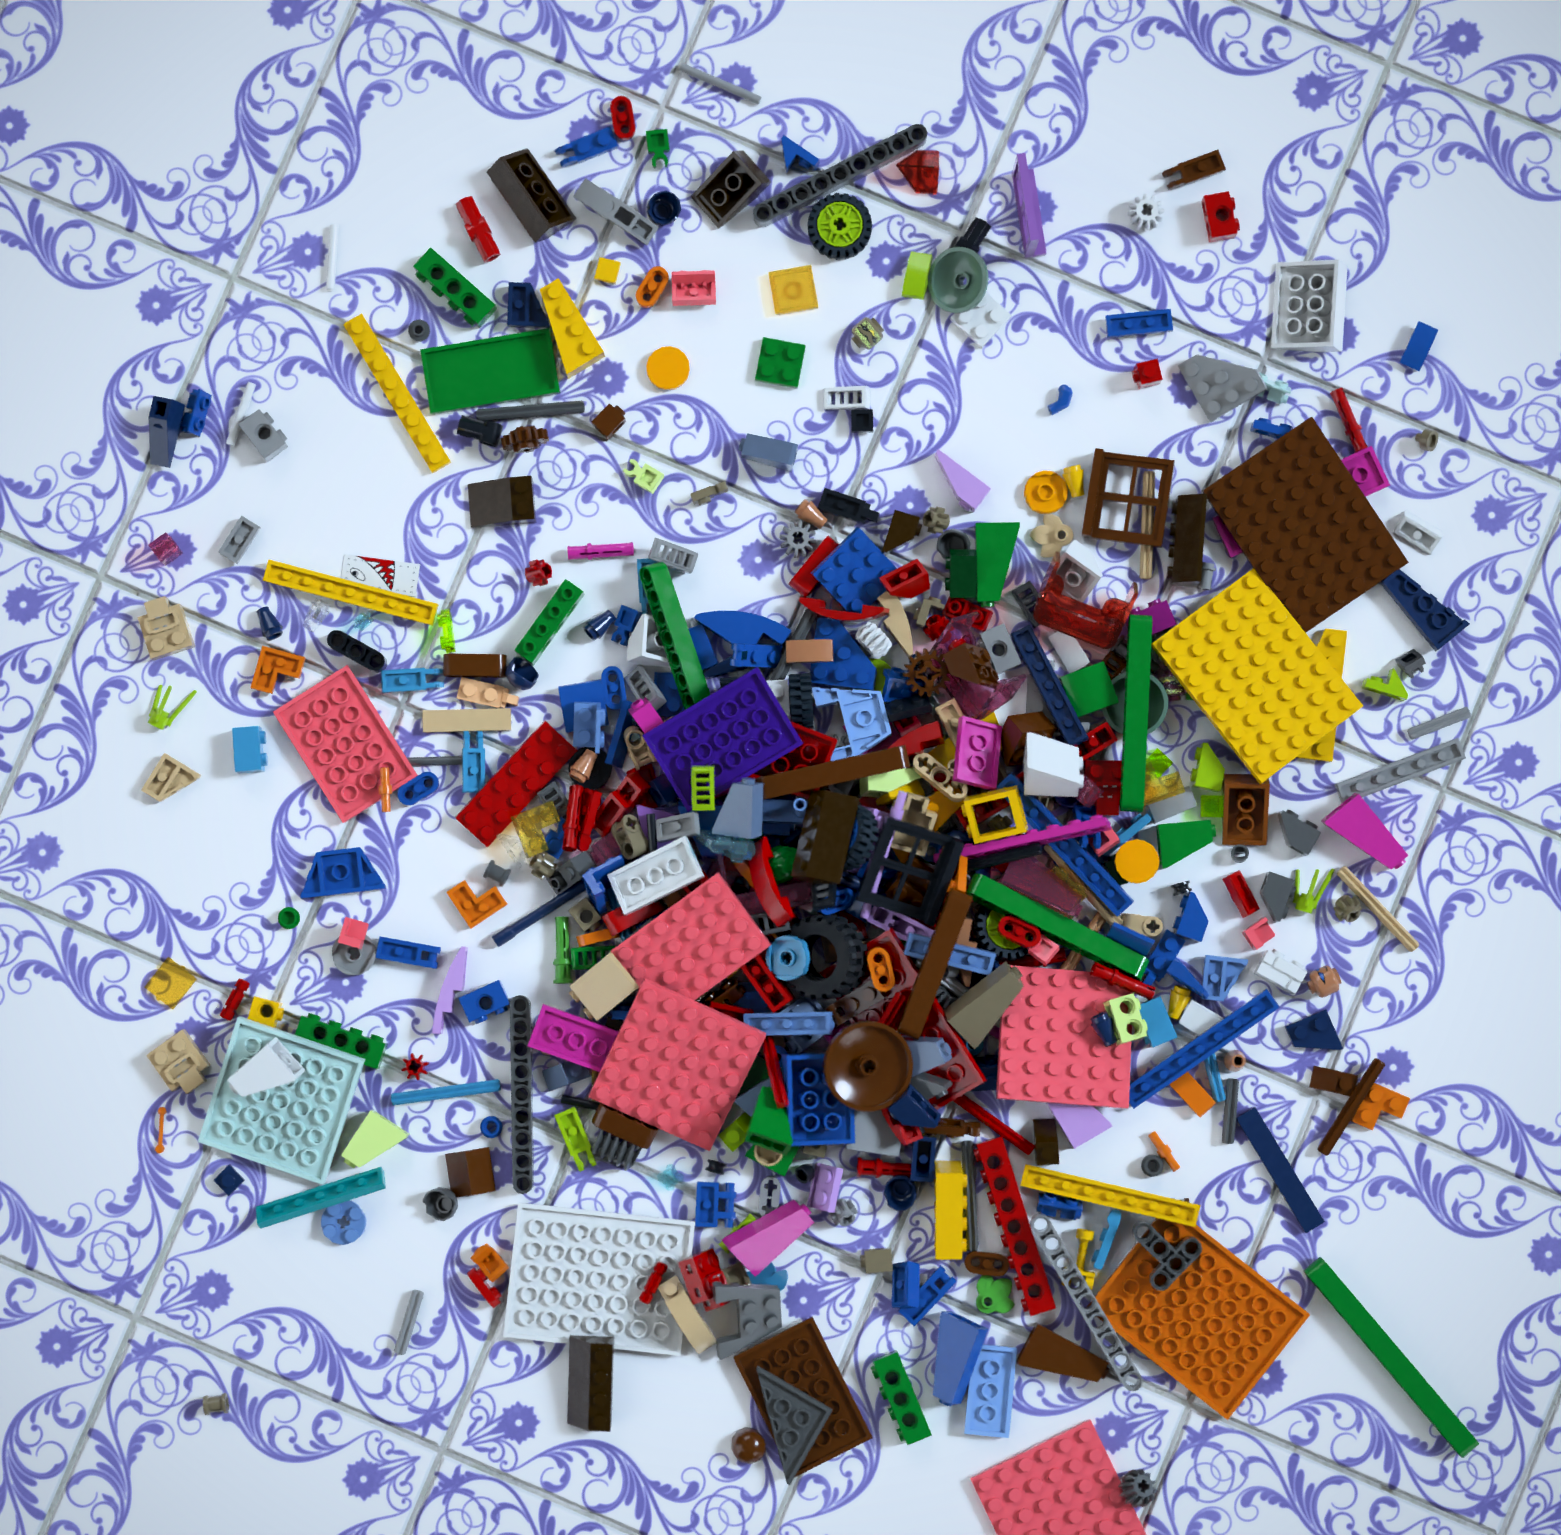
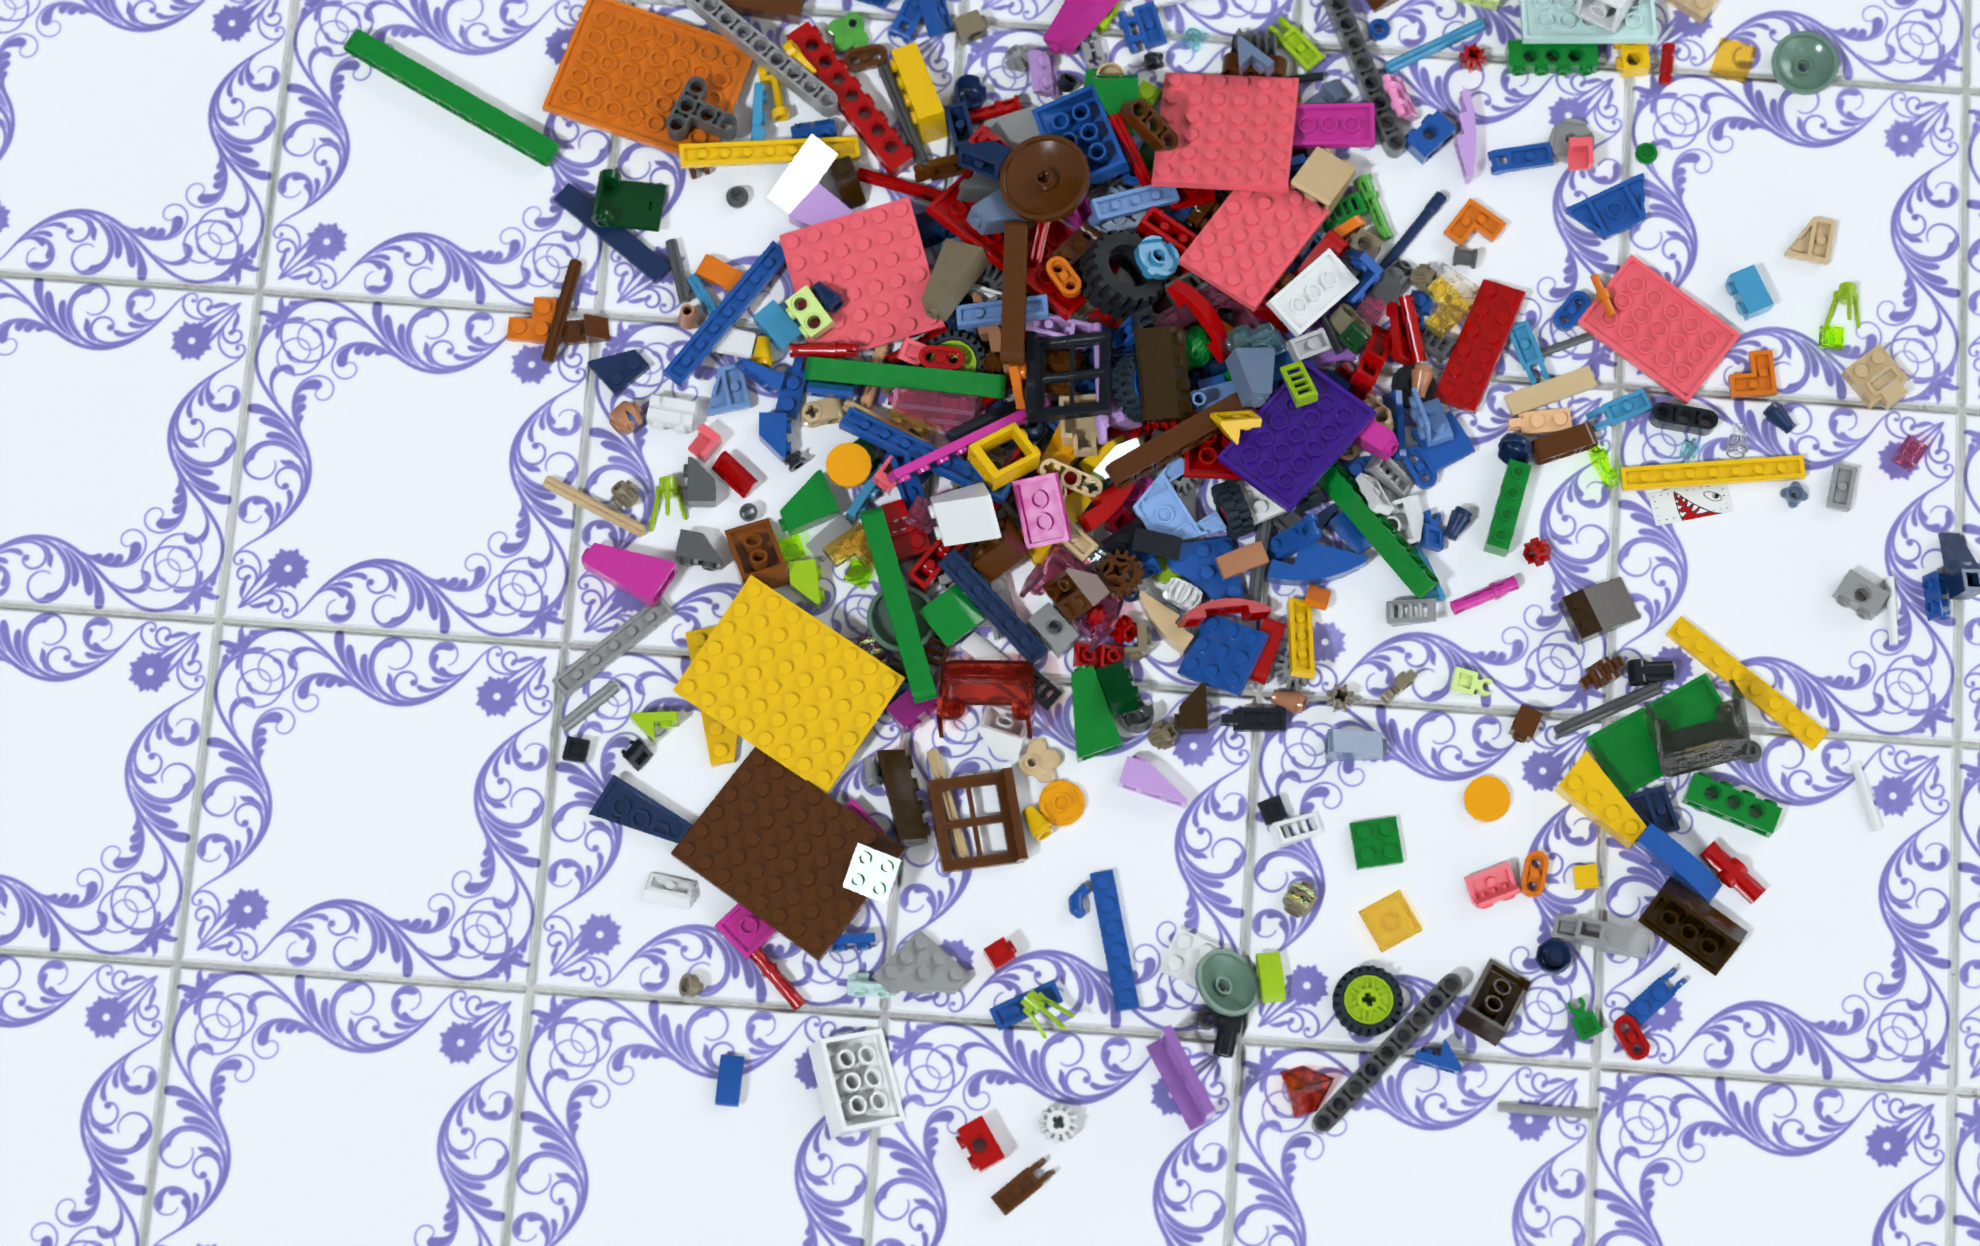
camera: 160 degrees right, 10 degrees down
(92, 947) = (1807, 51): none -> sand green dish
(191, 681) = (1831, 337): none -> clear neon green plate
(288, 543) = (1795, 488): none -> sand blue plate
(460, 349) = (1701, 744): none -> clear smoke windscreen
(499, 1047) = (1399, 97): none -> bright pink plate
(523, 250) = (1678, 863): none -> blue slope
(629, 1133) = (1249, 54): none -> sand blue slope
(632, 822) = (1354, 336): none -> dark green tile
(667, 670) = (1374, 493): none -> white plate
(751, 599) = (1317, 597): none -> orange tile
(756, 1092) = (1158, 127): none -> reddish brown beam
(760, 497) = (1343, 692): none -> dark tan gear
(775, 767) = (1234, 421): none -> yellow slope
(782, 562) = (1300, 639): none -> yellow plate
(883, 688) = (1157, 544): none -> black slope
(907, 580) = (1171, 661): red slope -> none
(975, 910) = (992, 363): none -> reddish brown plate
(988, 253) = (1214, 1019): none -> dark grey bush
(1041, 355) = (1114, 941): none -> blue plate
(1056, 1287) = (794, 52): none -> yellow bar
(1086, 1162) = (802, 174): none -> white sticker
(1134, 317) = (1035, 1003): none -> lime plant
(1164, 1151) = (729, 213): orange bar -> none
(1240, 473) = (872, 873): none -> hinge
(1259, 1192) = (627, 203): none -> dark green door
(1463, 685) = (576, 750): none -> black plate

